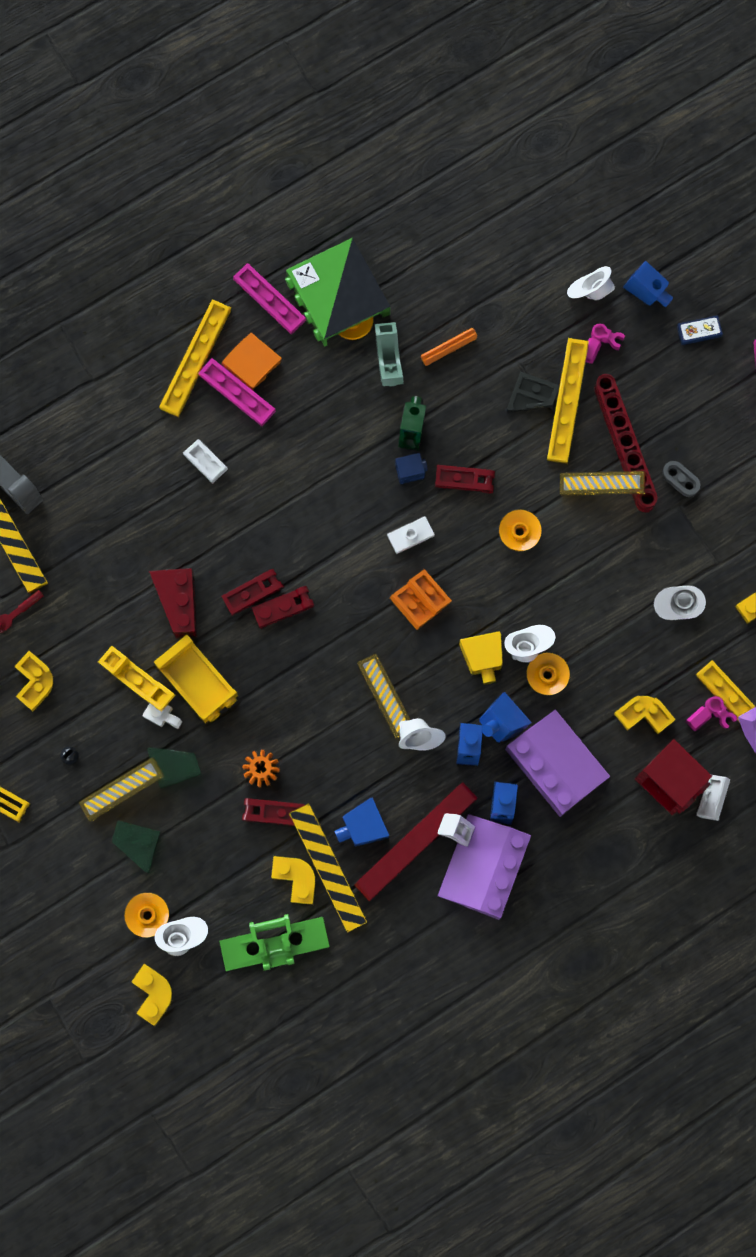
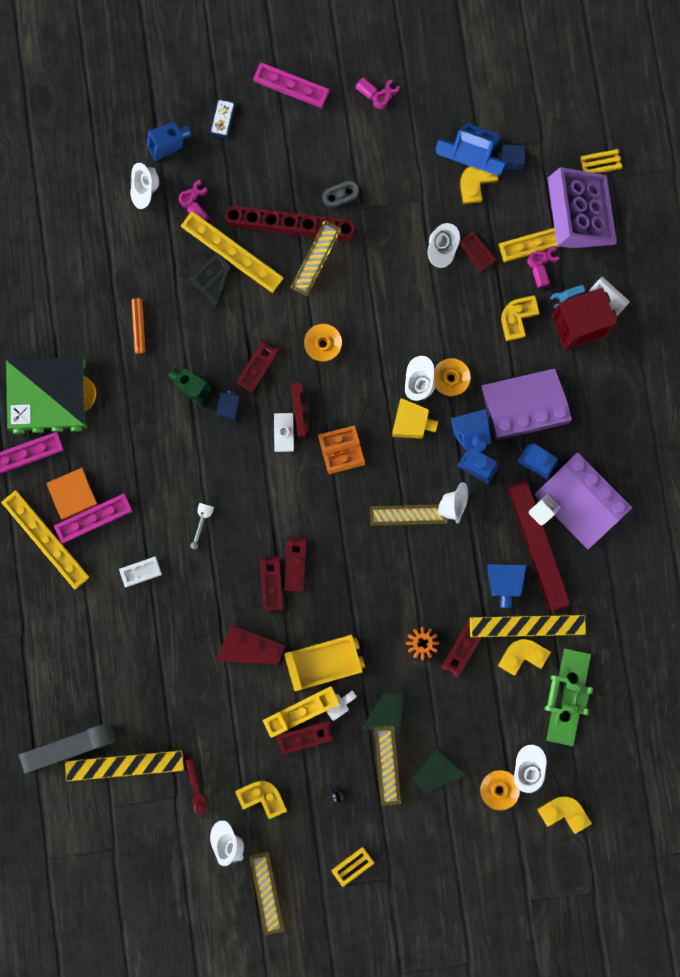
camera: 65 degrees left, 5 degrees up
(112, 695) = (304, 738): none -> dark red plate
(294, 495) = (204, 512): none -> hinge
(388, 354) = (122, 378): sand green arch -> none
(440, 538) = (300, 409): none -> dark red plate
(692, 642) = (477, 251): none -> dark red tile
(695, 753) = (568, 294): none -> dark azure plate

